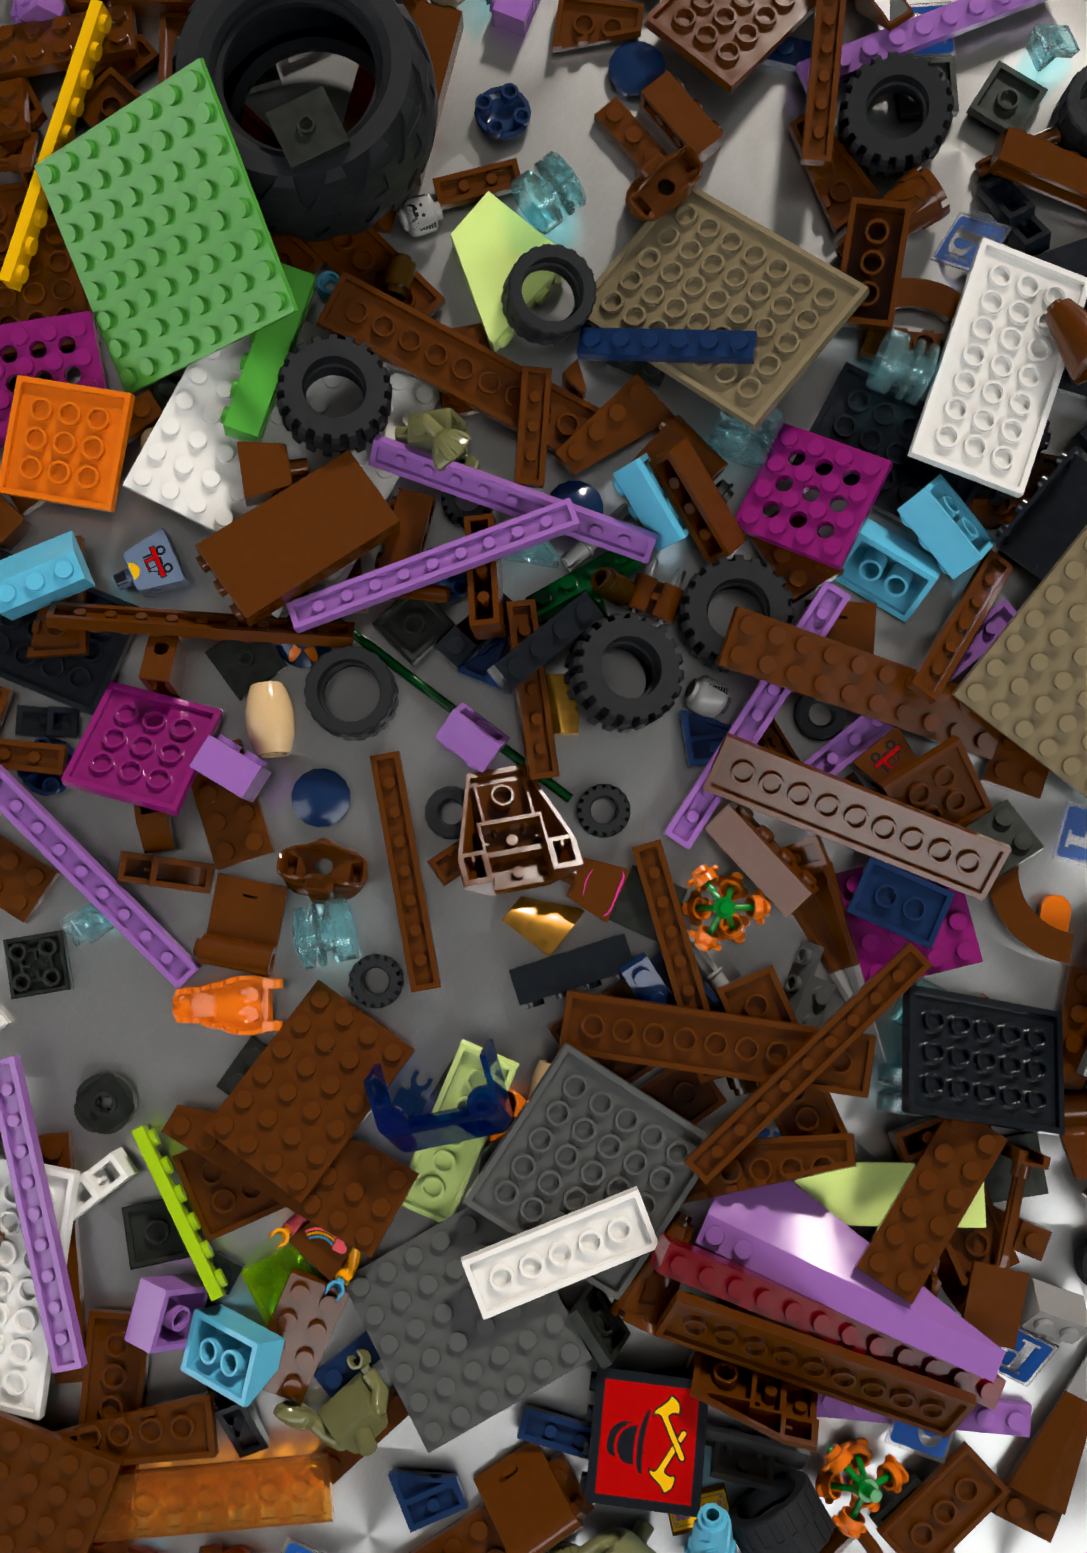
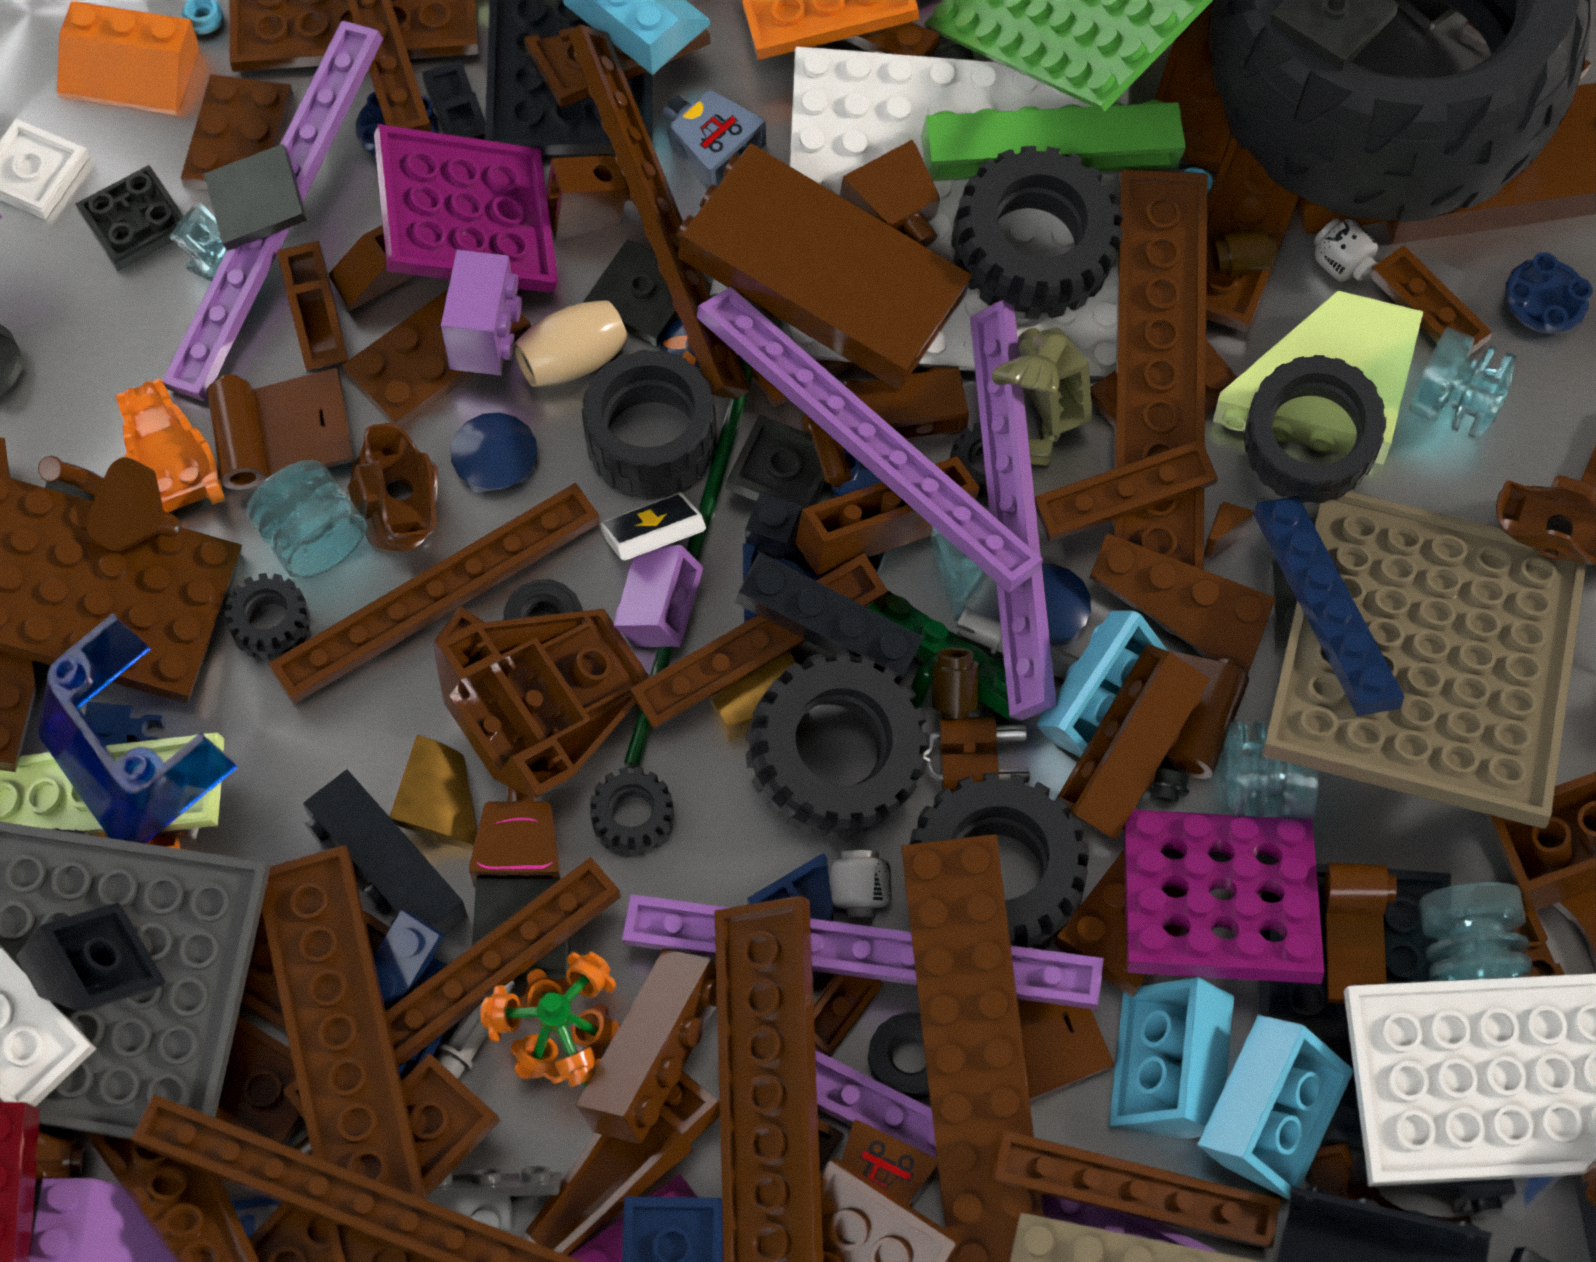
camera: 65 degrees right, 20 degrees down
(75, 880) = (255, 197): none -> pearl dark grey tile
(273, 1043) = (125, 501): none -> reddish brown piece
(424, 721) = (652, 526): none -> tile
(589, 1172) = (89, 960): none -> black slope
(849, 426) = (1355, 925): none -> reddish brown door

